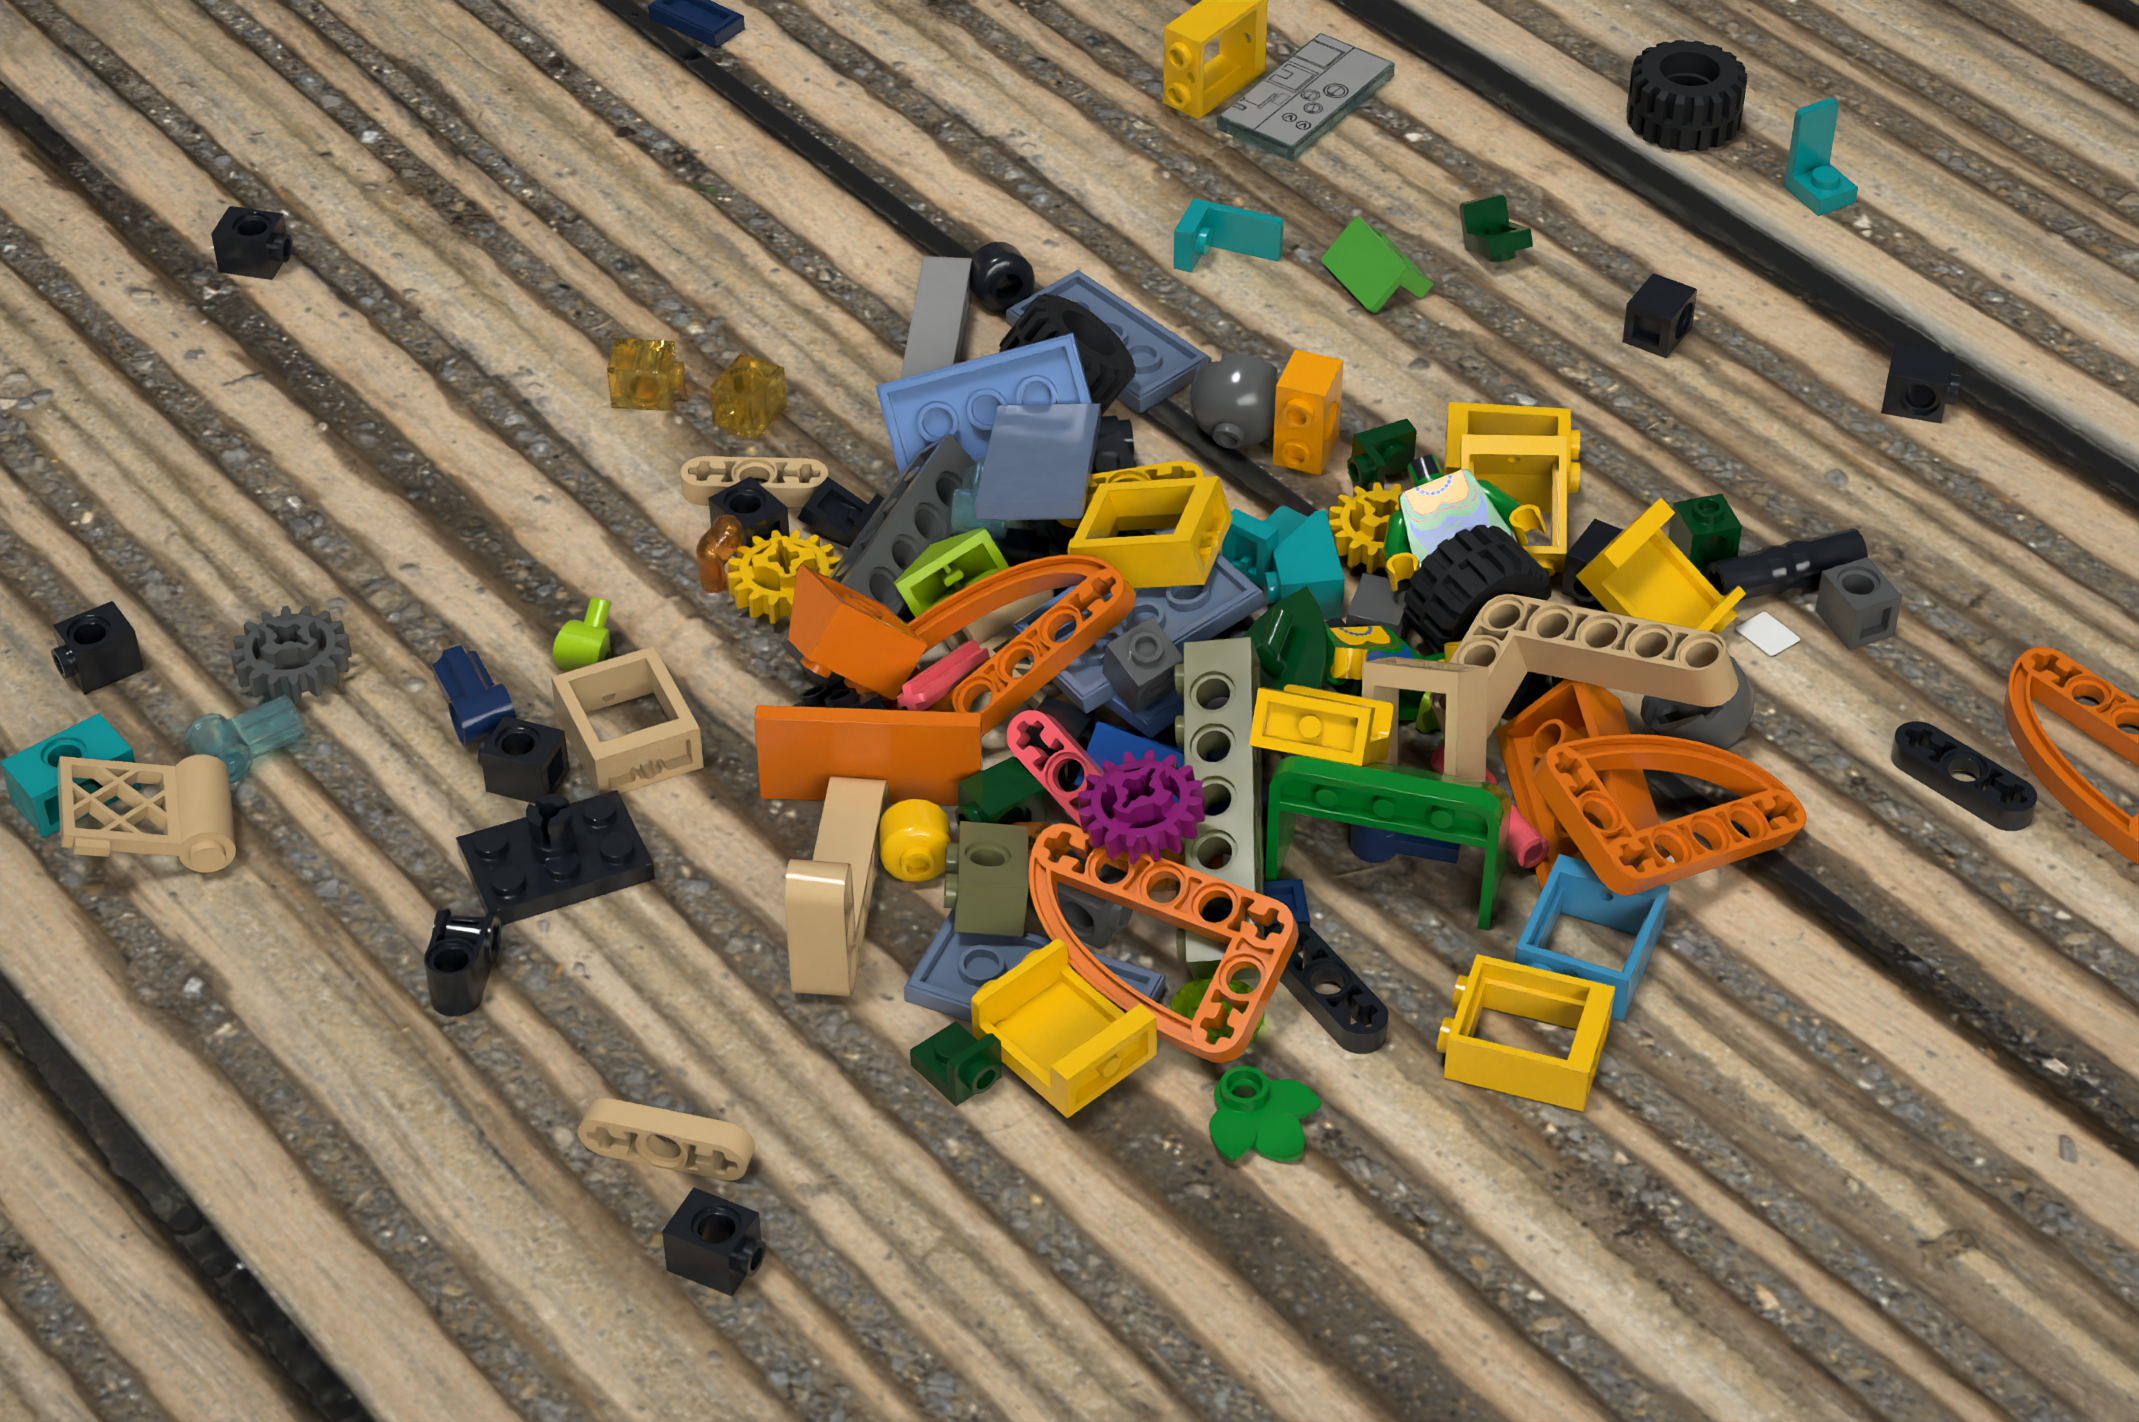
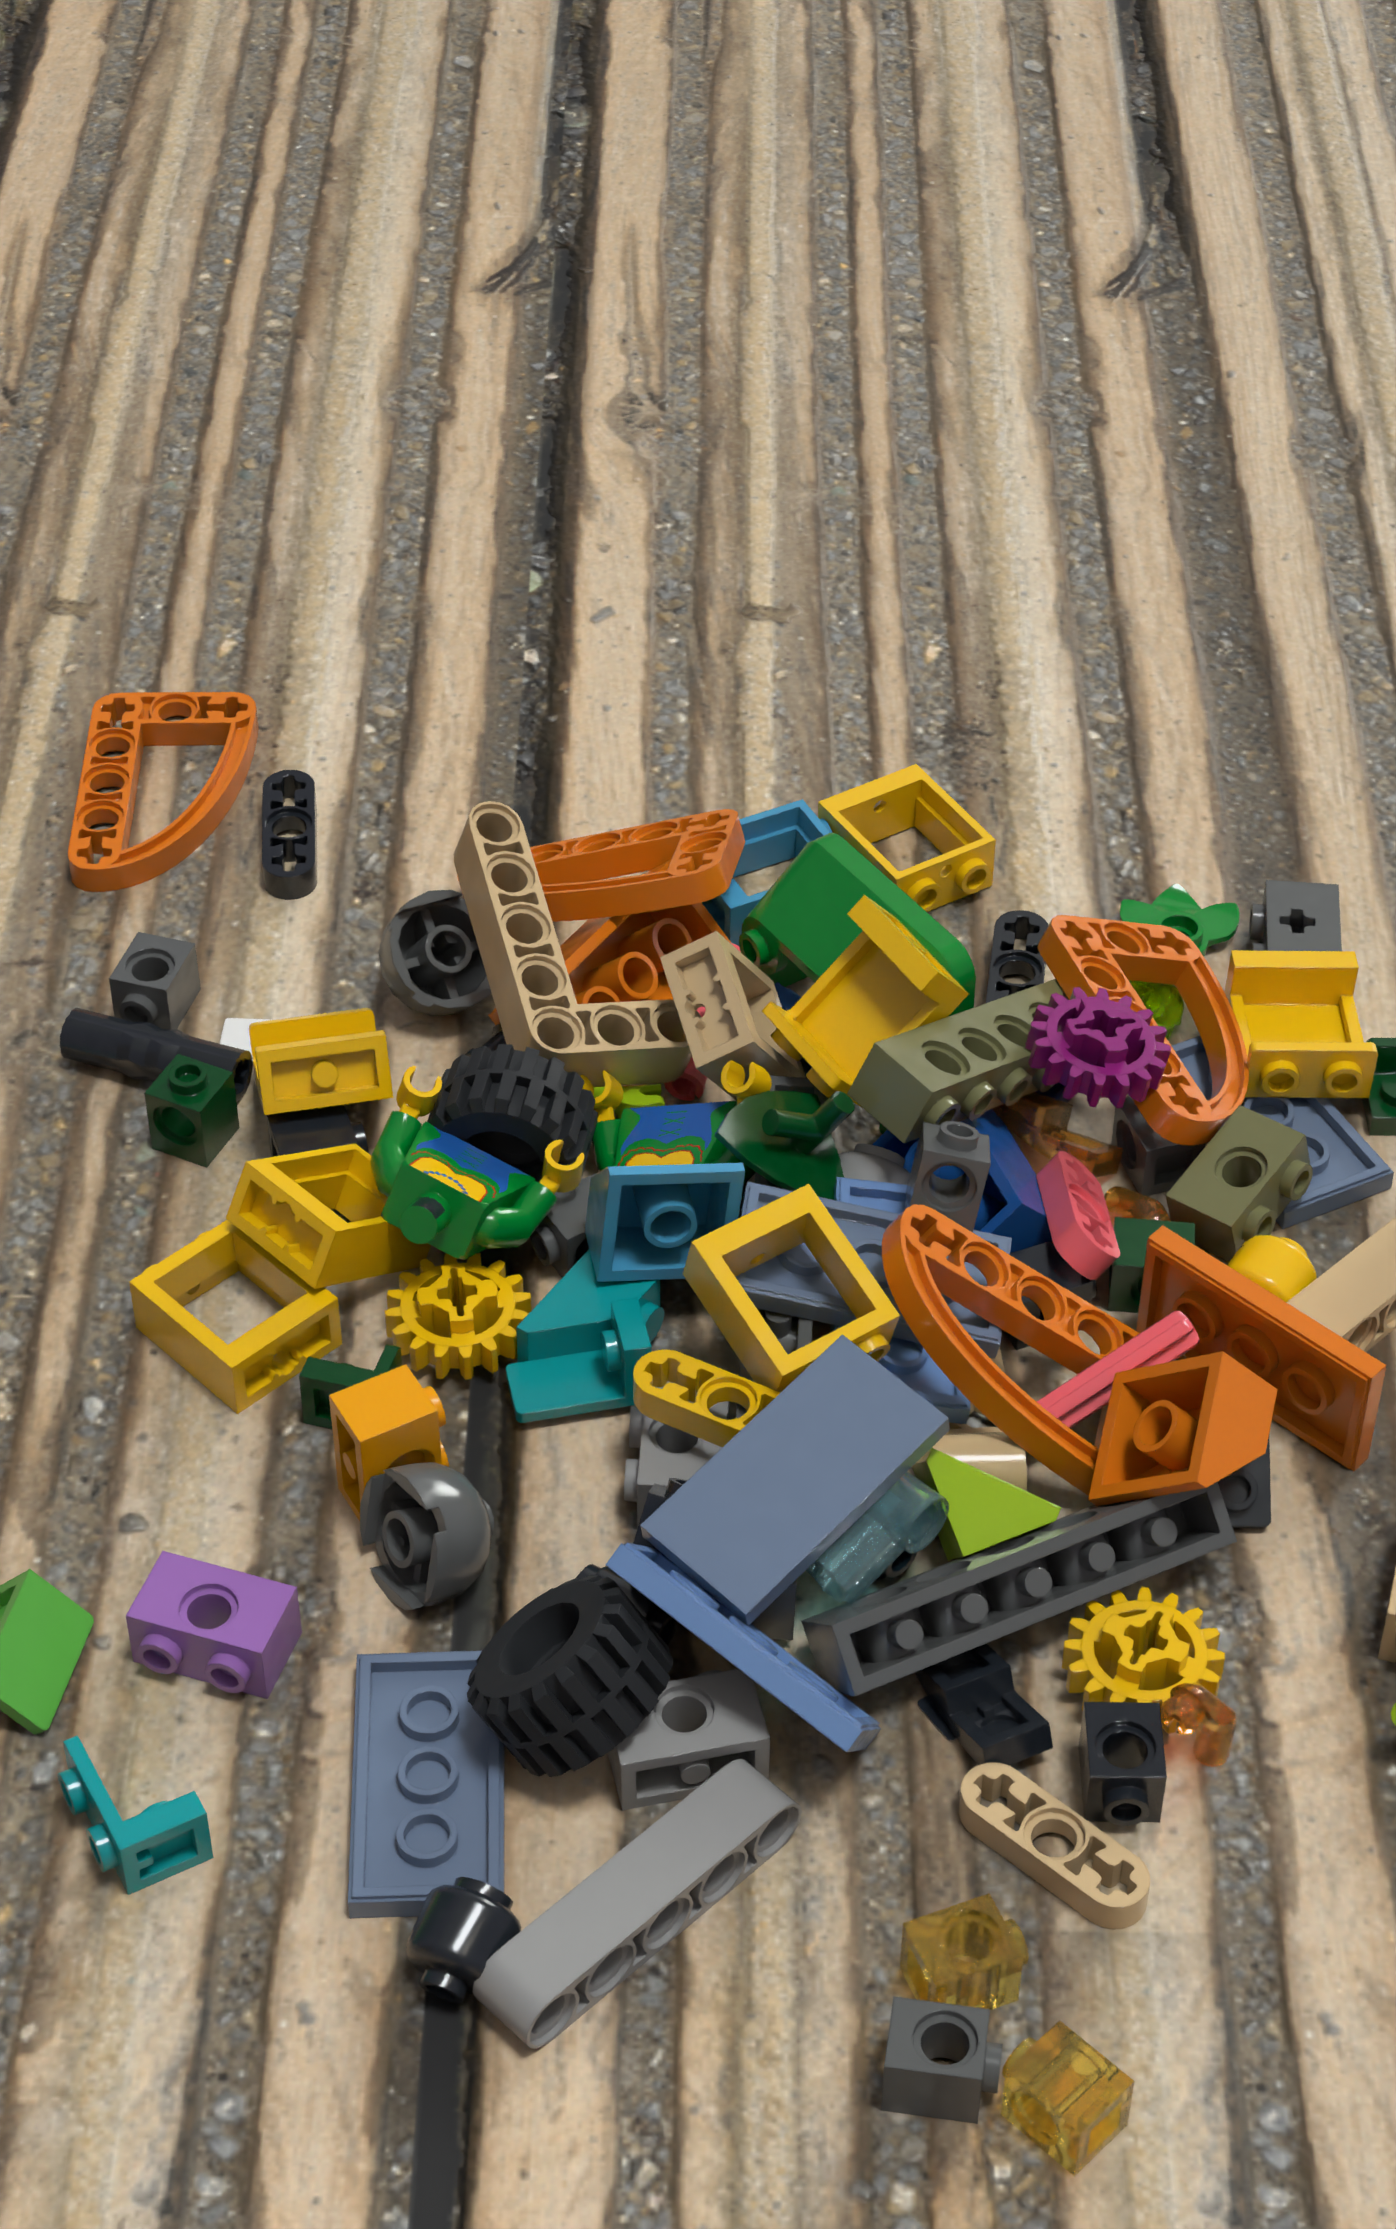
camera: 140 degrees left, 0 degrees up
(714, 347) = (934, 2030): none -> dark grey brick
(1143, 1135) = (1296, 917): none -> dark grey brick
(1298, 316) = (214, 1625): none -> medium lavender brick
(1309, 549) = (650, 1214): none -> dark azure slope

